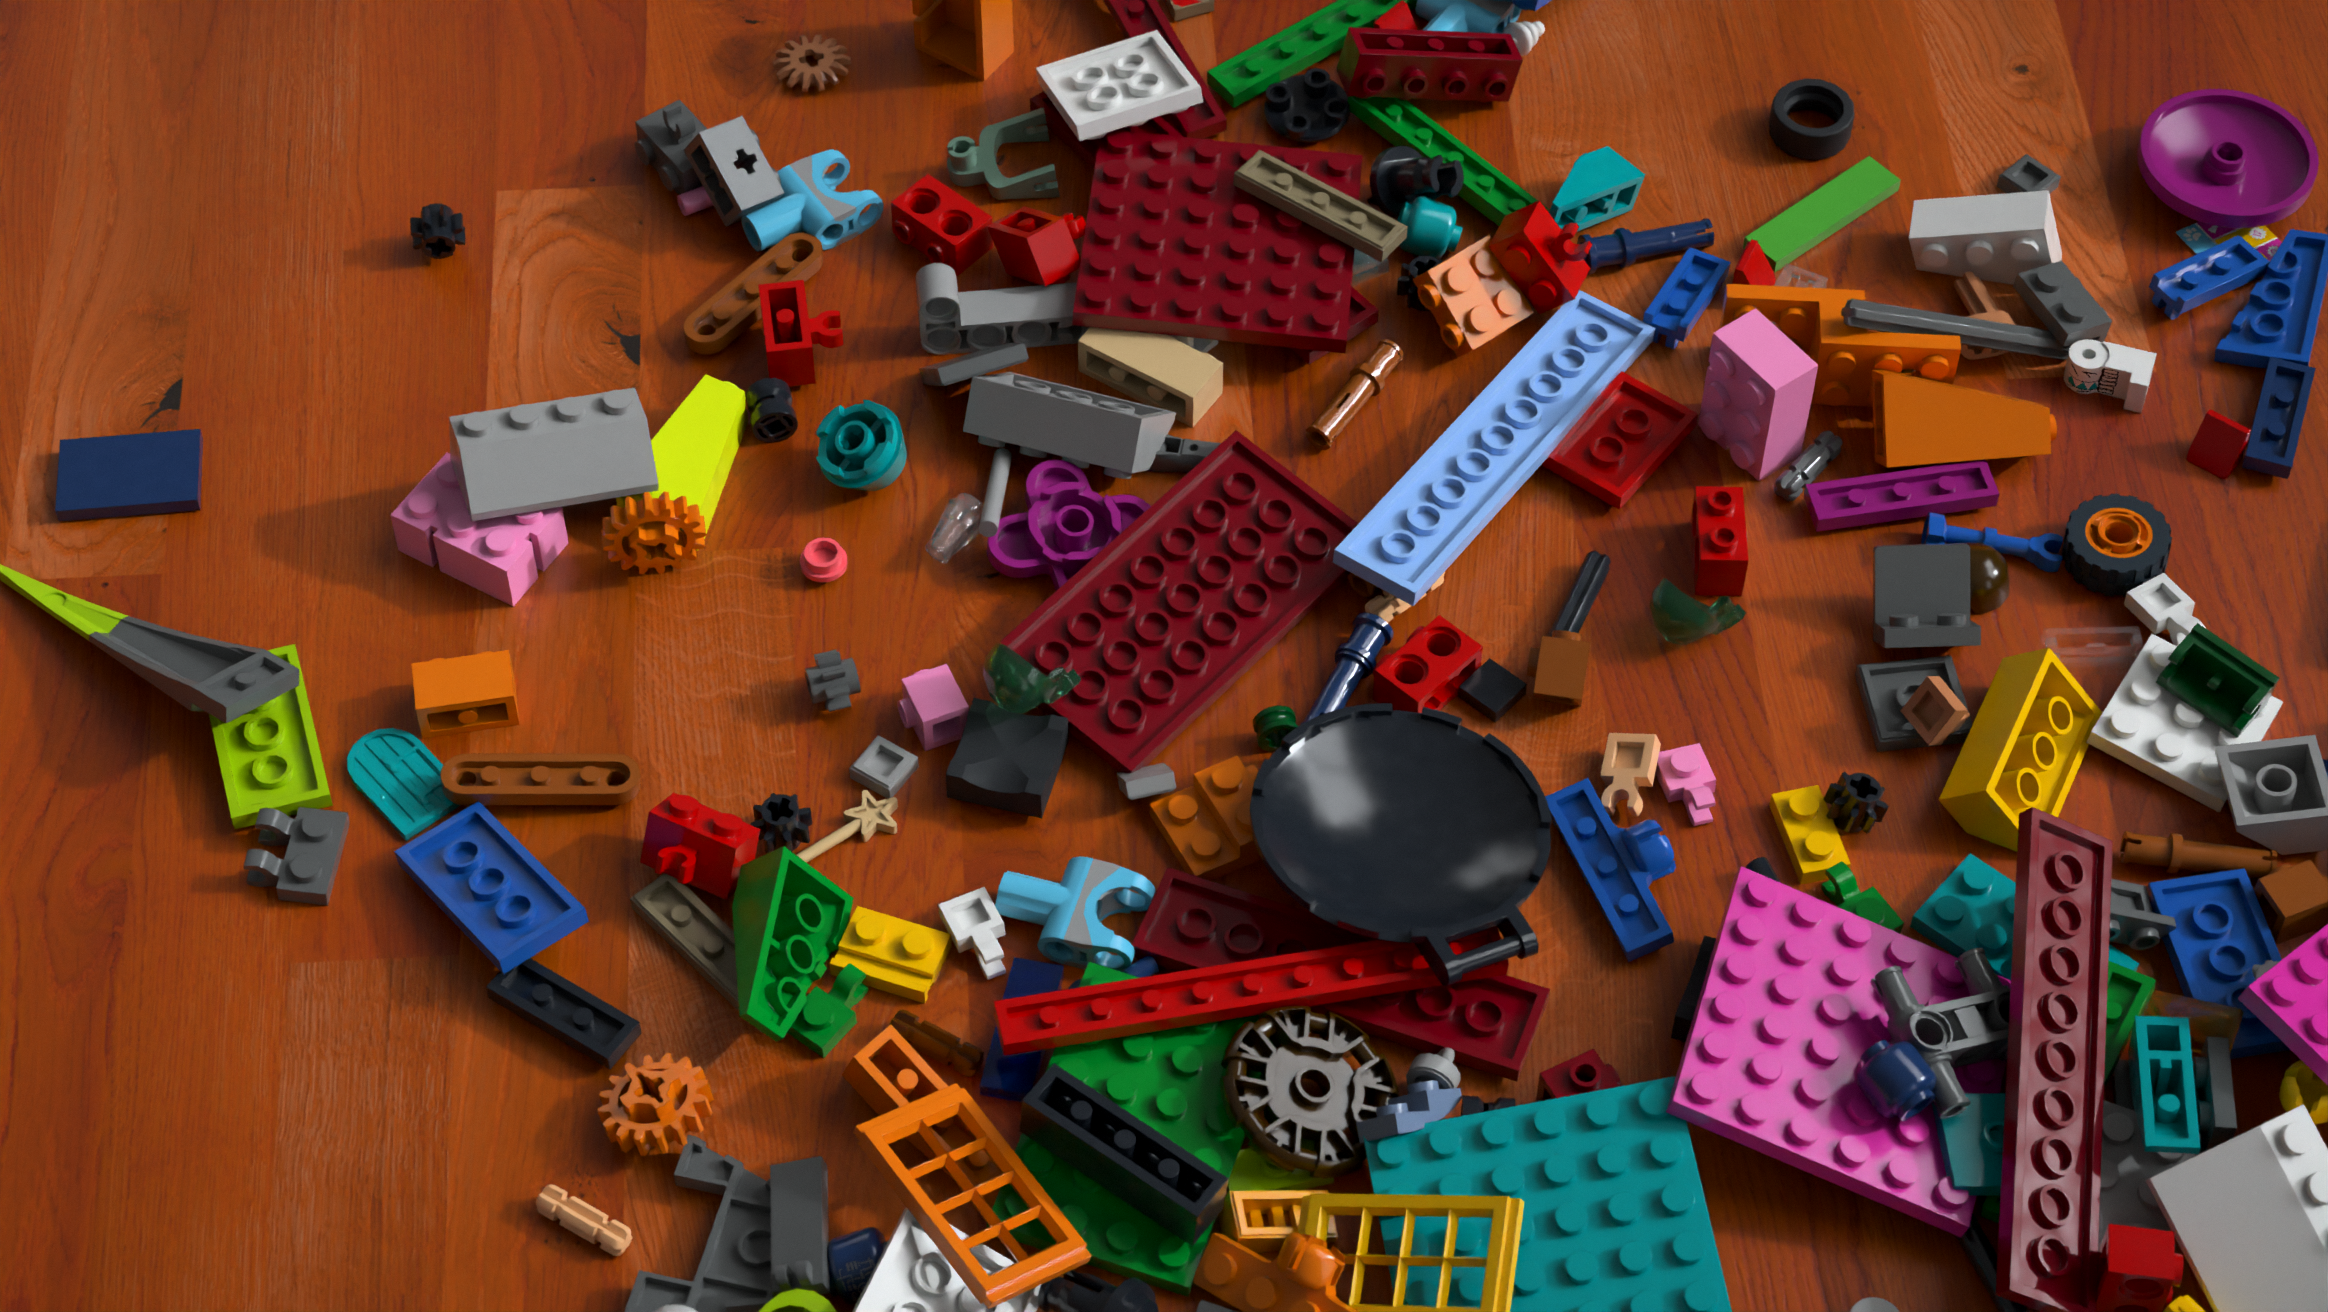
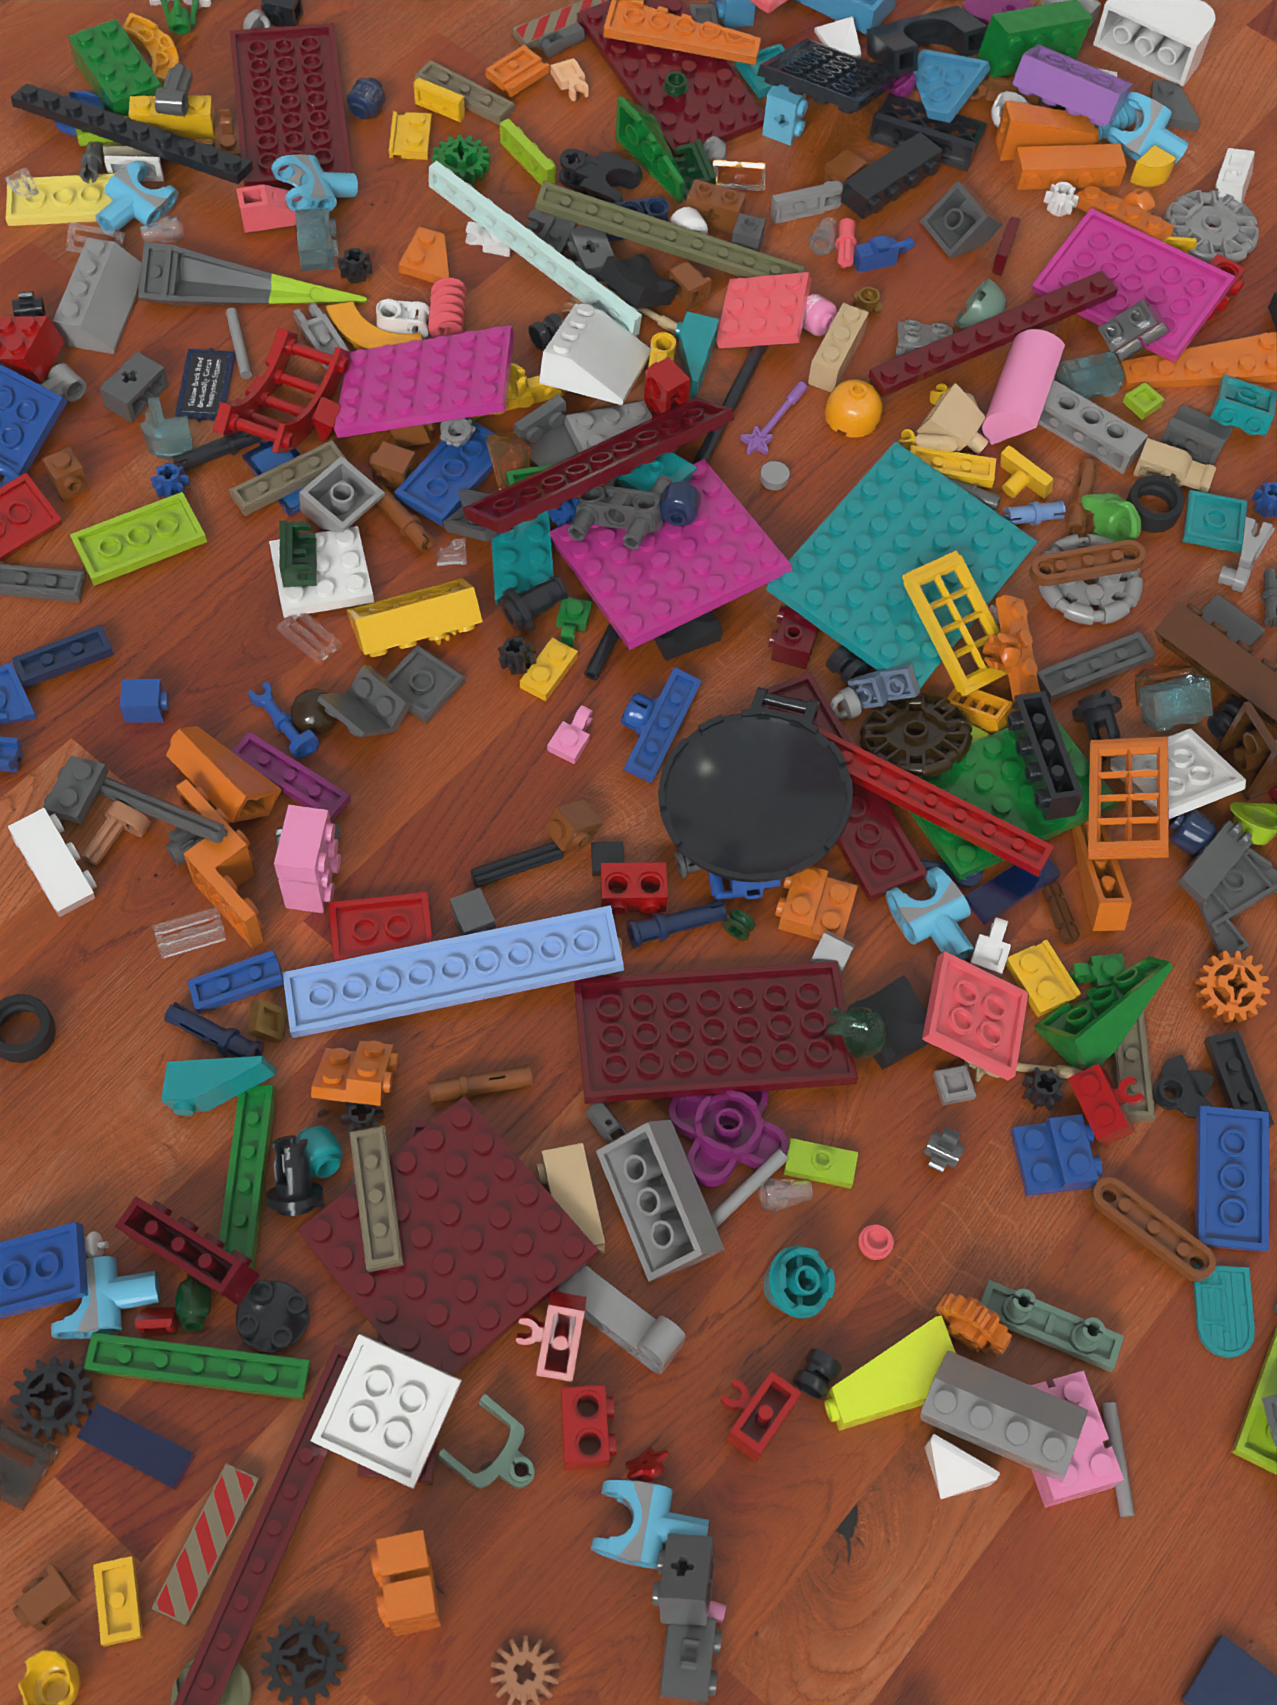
camera: 140 degrees left, 10 degrees up
(412, 568) = (1115, 1441): none -> light grey bar
(465, 694) = (1155, 1325): orange brick -> none
(579, 616) = (1052, 1326): none -> sand green plate
(620, 965) = (1186, 1085): none -> black plate
(710, 768) = (1056, 1156): none -> blue plate
(738, 303) = (746, 1484): dark orange plate -> none
(857, 240) = (647, 1465): none -> red plate
(922, 817) = (975, 1016): none -> coral plate
(933, 706) = (902, 1088): bright pink brick -> none
(949, 588) = (821, 1163): none -> lime plate
(974, 364) = (677, 1286): dark grey tile -> none
(1541, 256) = (297, 1052): red brick -> none
(1547, 515) = (471, 913): none -> dark grey brick
(1613, 282) = (266, 1021): none -> pearl gold plate
(1627, 764) = (594, 761): light nougat plate -> none
(1686, 619) = (473, 803): clear green piece -> none
(1719, 541) = (411, 826): red brick -> none
(1753, 267) = (189, 964): red slope -> none
(1824, 212) = (96, 969): bright green tile -> none
(1917, 850) = (528, 605): none -> black piece
(1935, 711) = (431, 654): nougat tile -> none
(2110, 371) = (95, 736): white leg -> none
(2116, 544) = (226, 648): black wheel -> none
(2140, 439) = (143, 700): none -> blue brick
(2163, 606) = (255, 621): white plate -> none
(2163, 1084) = (567, 427): teal slope -> none
(2218, 445) = (111, 668): red slope -> none

